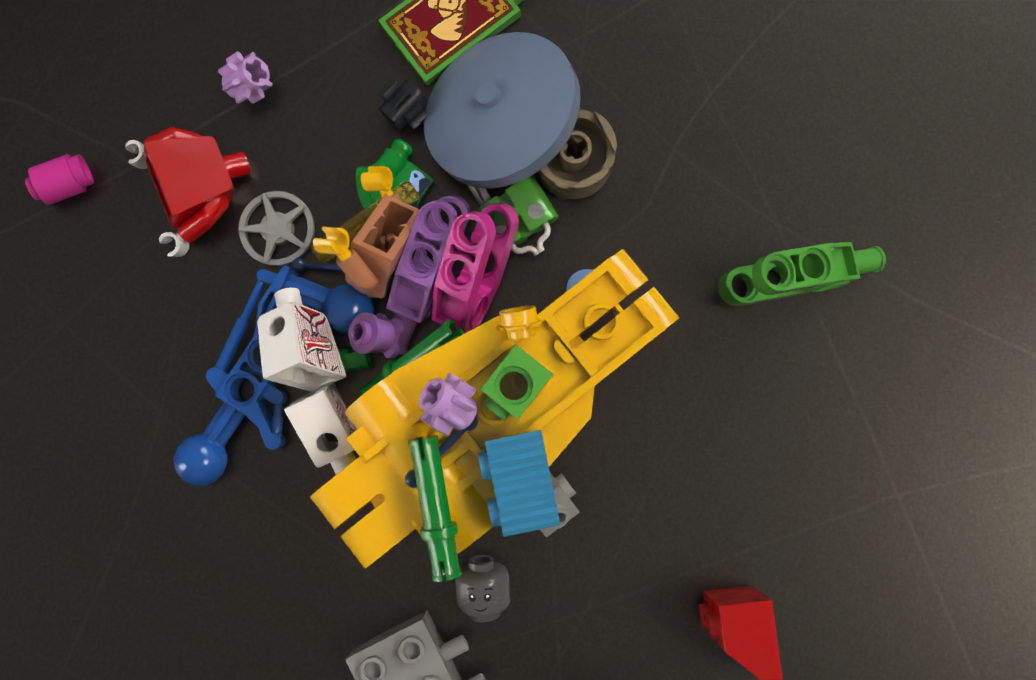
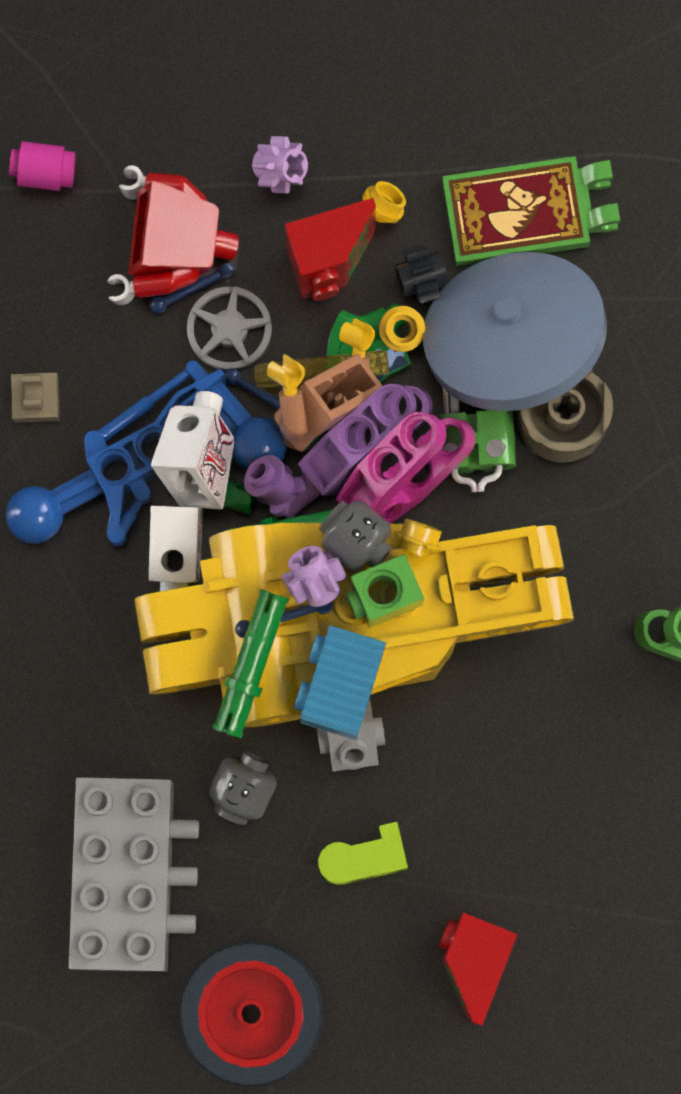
camera: 20 degrees right, 5 degrees down
(153, 364) = (35, 397): none -> dark tan tile
(212, 238) = (159, 304): none -> dark blue hinge
(318, 119) = (329, 247): none -> red slope
(344, 64) = (388, 201): none -> yellow plate
(416, 144) = (416, 328): none -> yellow plate
(465, 349) = (356, 535): none -> dark grey head
(607, 594) = (348, 864): none -> lime leg

